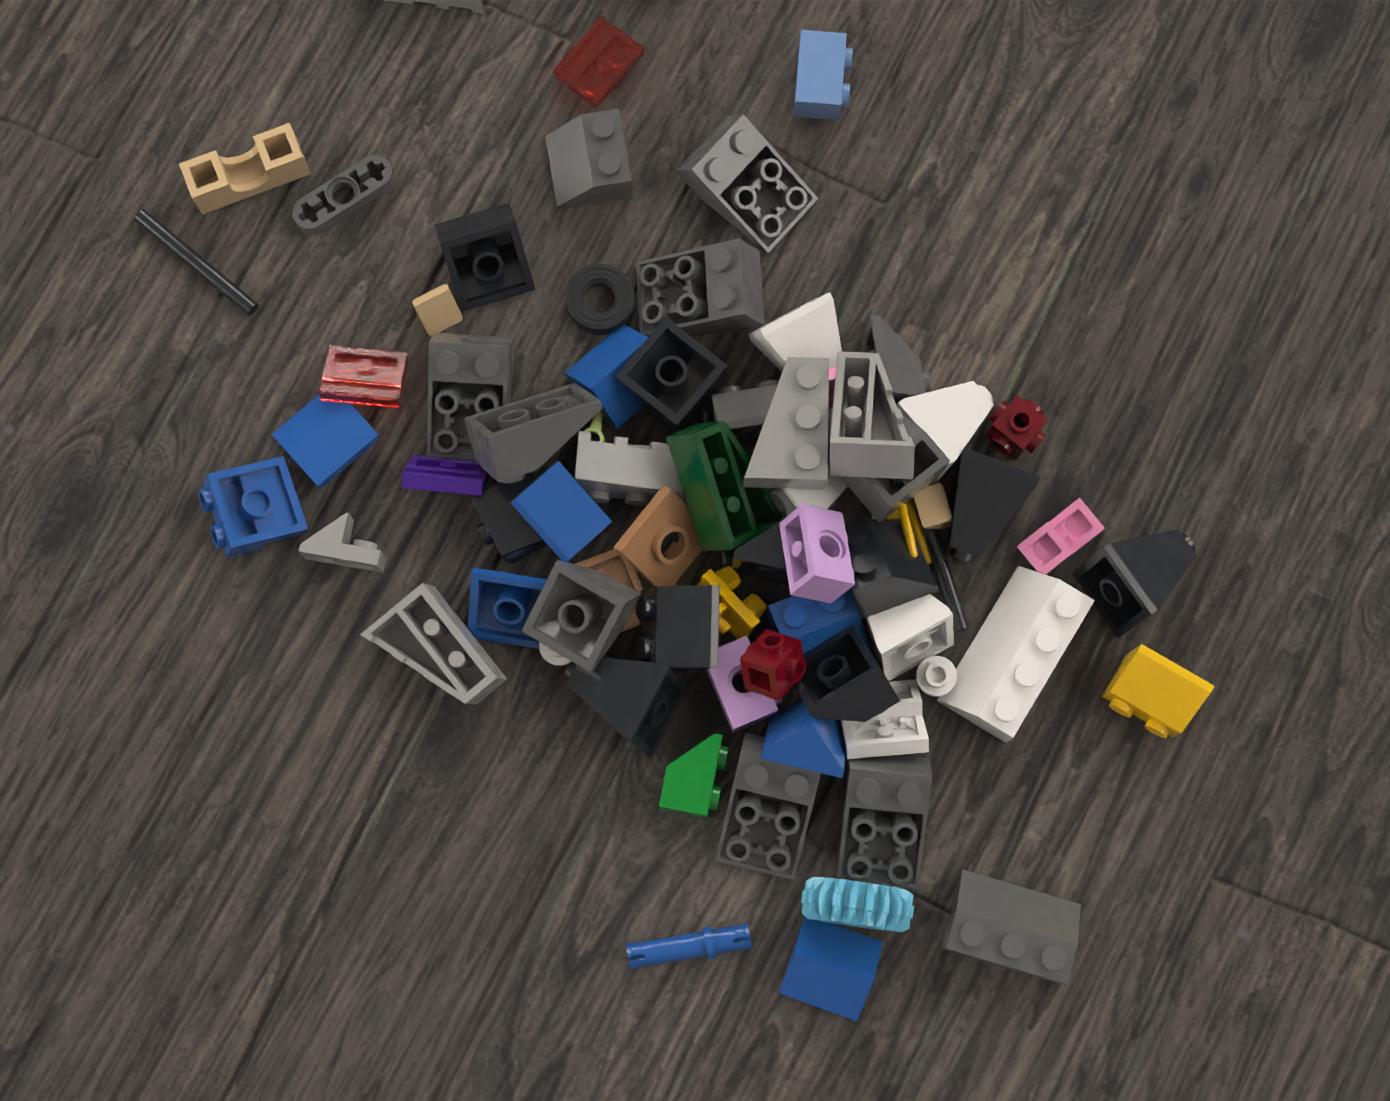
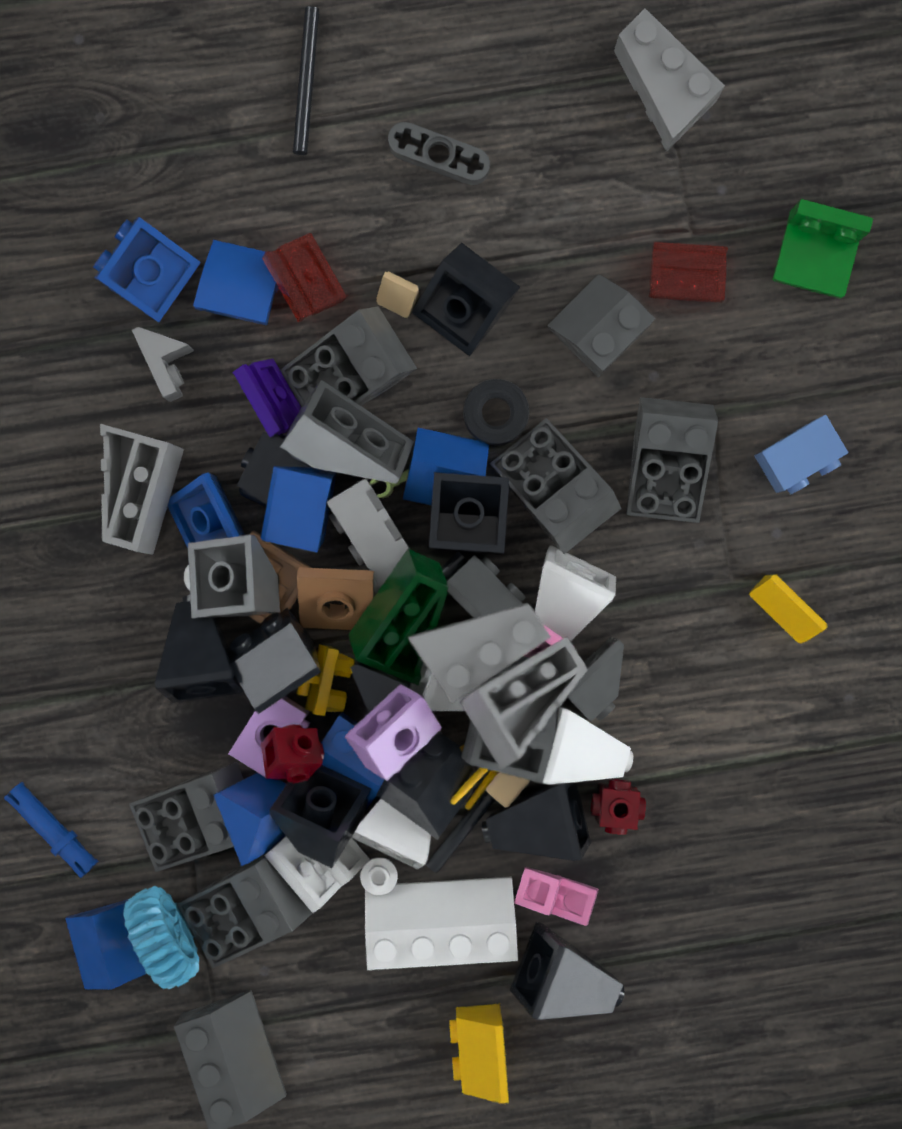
camera: 55 degrees right, 10 degrees up
(269, 164) = (420, 77): tan arch -> none
(690, 779) = (173, 745): green slope -> none
(944, 174) = (787, 609): none -> yellow slope

